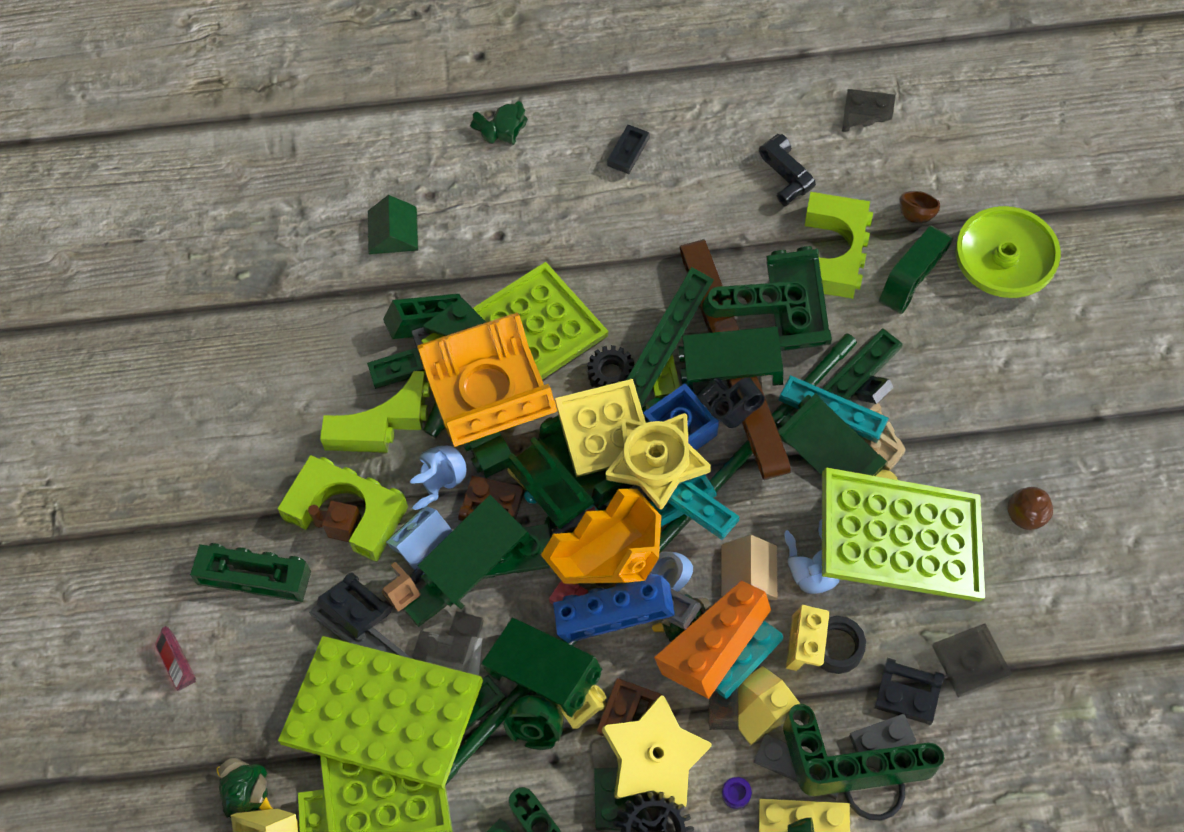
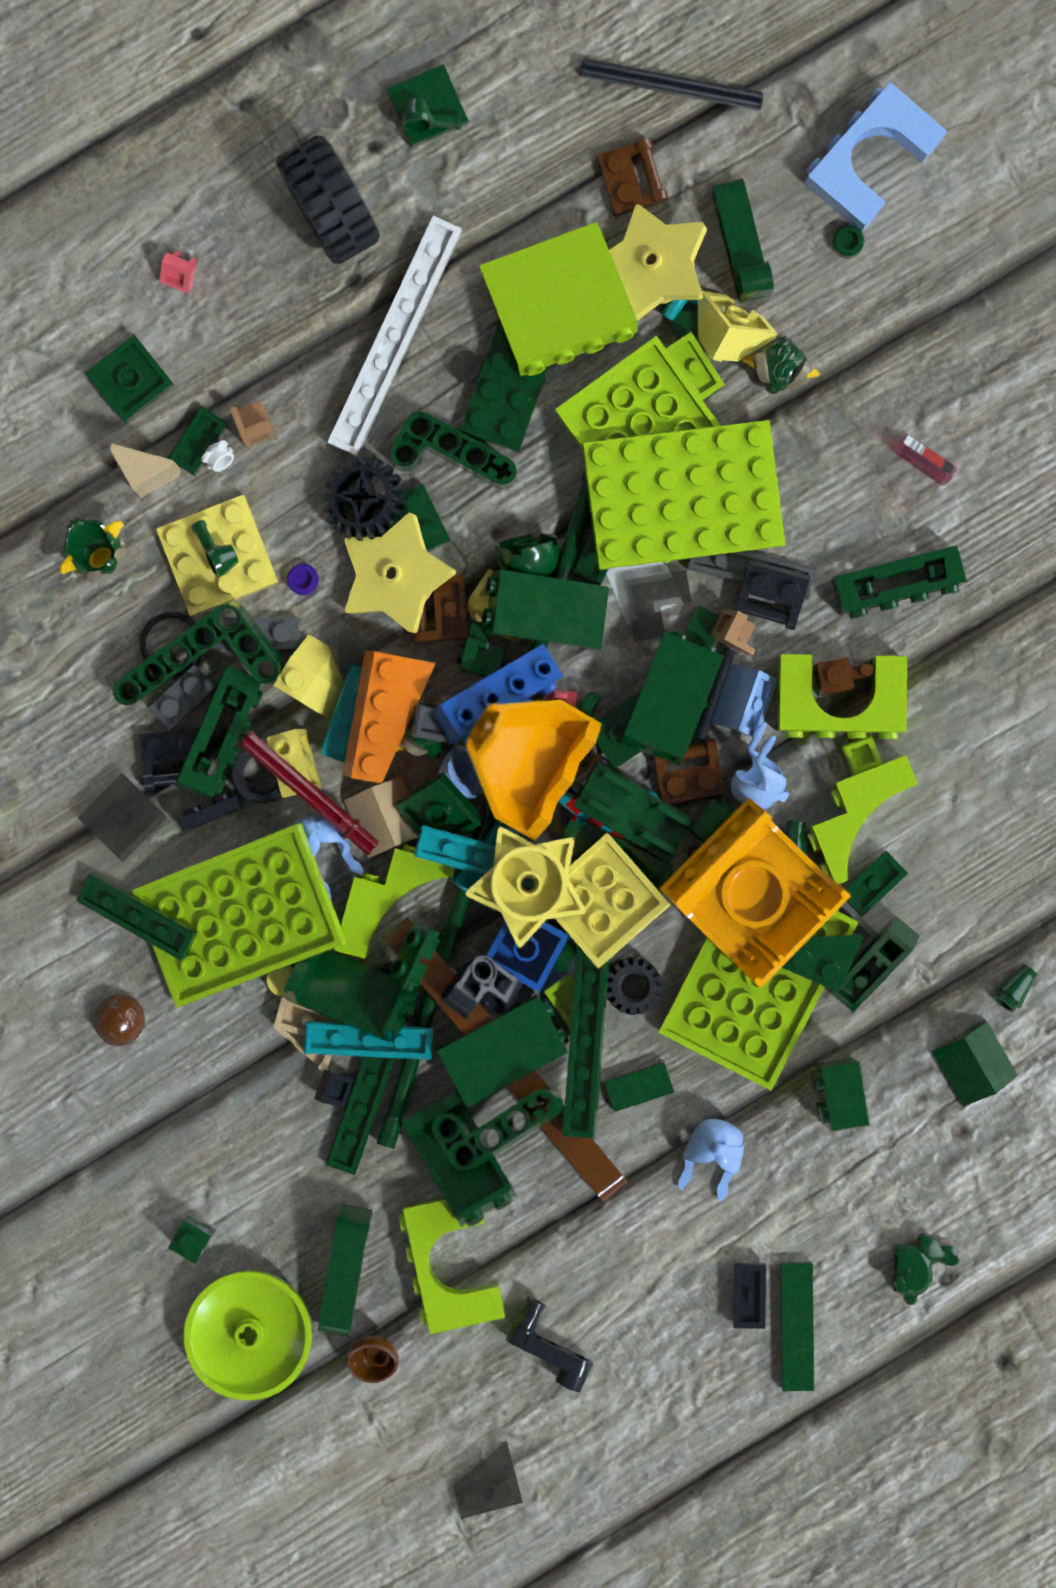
camera: 150 degrees right, 25 degrees up
(336, 261) = (1014, 989): none -> dark green cone
(355, 459) = (861, 755): none -> lime tile
(497, 237) = (840, 1094): none -> dark green brick
(545, 582) = (590, 703): none -> dark green tile
(604, 122) = (797, 1326): none -> dark green tile
(606, 243) = (718, 1142): none -> light blue hair
(615, 658) = (479, 655): none -> dark green brick
(640, 305) = (639, 1086): none -> dark green tile
(702, 549) = (439, 806): none -> dark green plate
(776, 439) = (418, 943): none -> dark green hinge
(783, 565) = (309, 793): none -> dark red axle
(784, 510) = (371, 899): none -> lime arch
(895, 661) = (241, 687): none -> dark green brick
(896, 630) = (197, 816): none -> black plate
(988, 575) = (137, 916): none -> dark green tile
(1028, 330) = (191, 1239): none -> dark green brick

